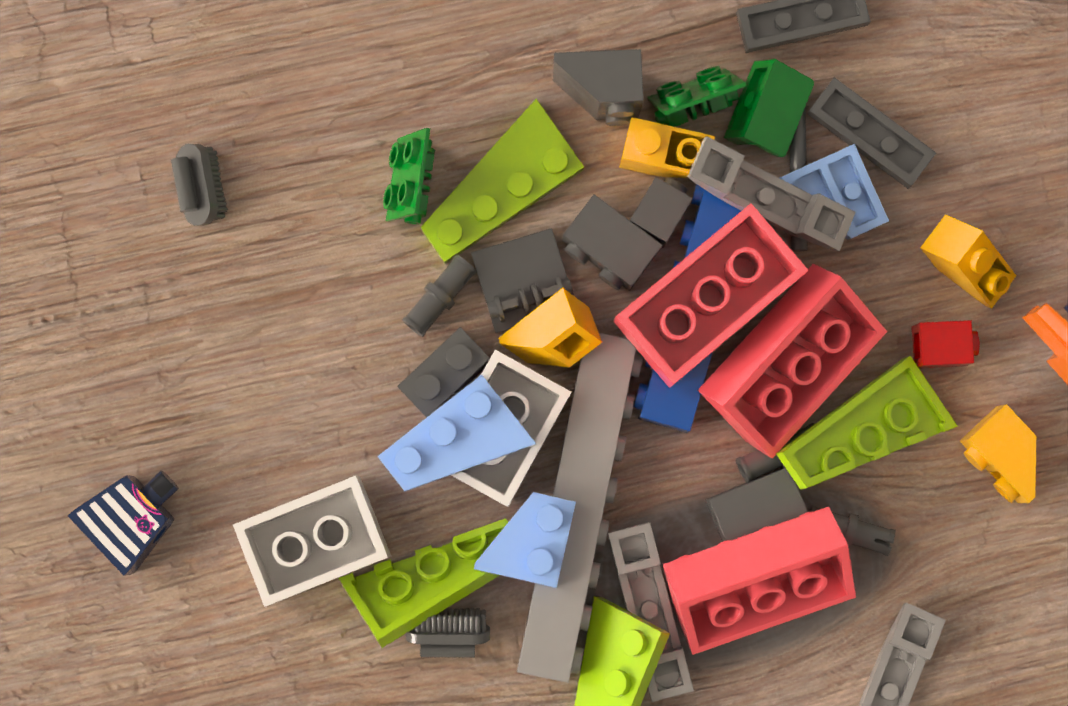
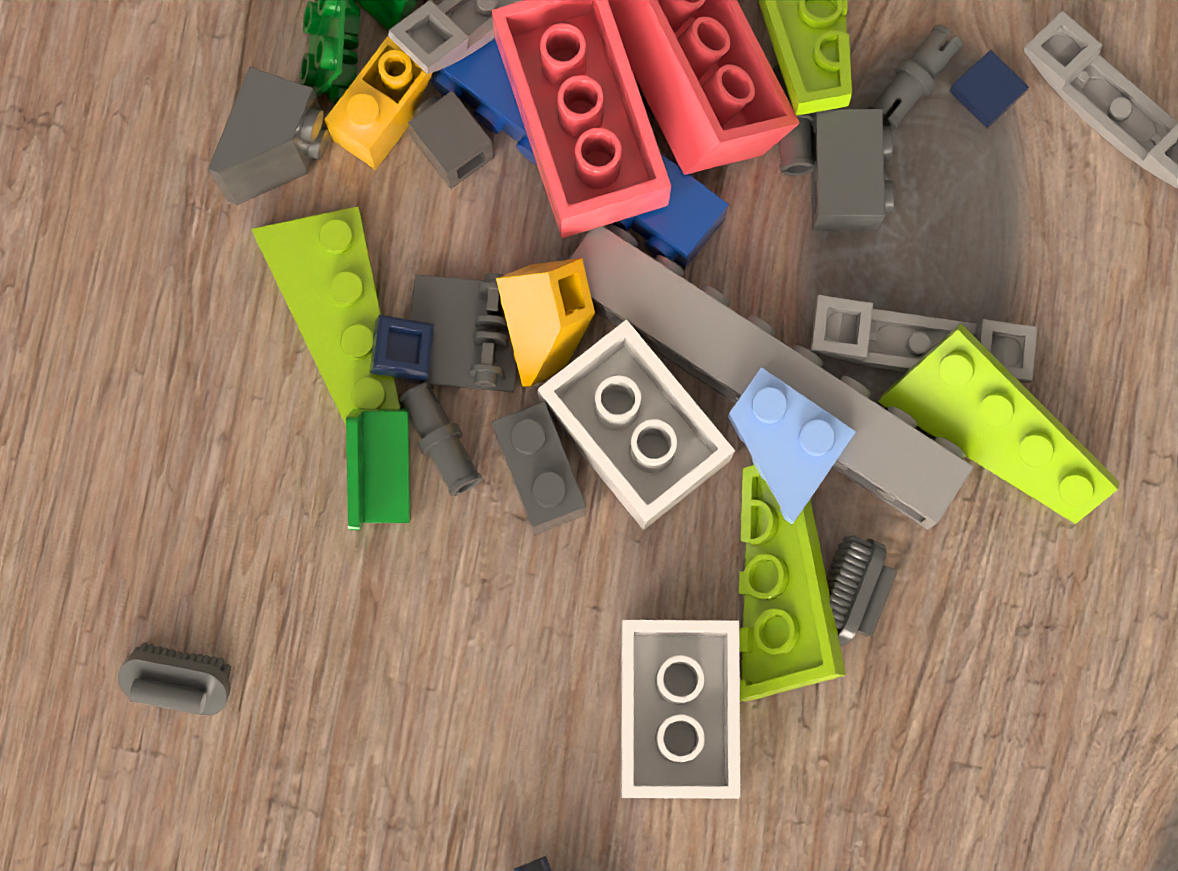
camera: 65 degrees left, 5 degrees down
(400, 260) = (378, 466): none -> green panel
(409, 160) = (280, 414): green hinge -> none
(455, 437) = (626, 476): light blue wing -> none
(491, 241) = (401, 348): none -> dark blue tile
(610, 243) = (465, 211): dark grey brick -> none
(760, 580) = (938, 193): coral brick -> none
(870, 588) = (988, 89): none -> dark blue tile

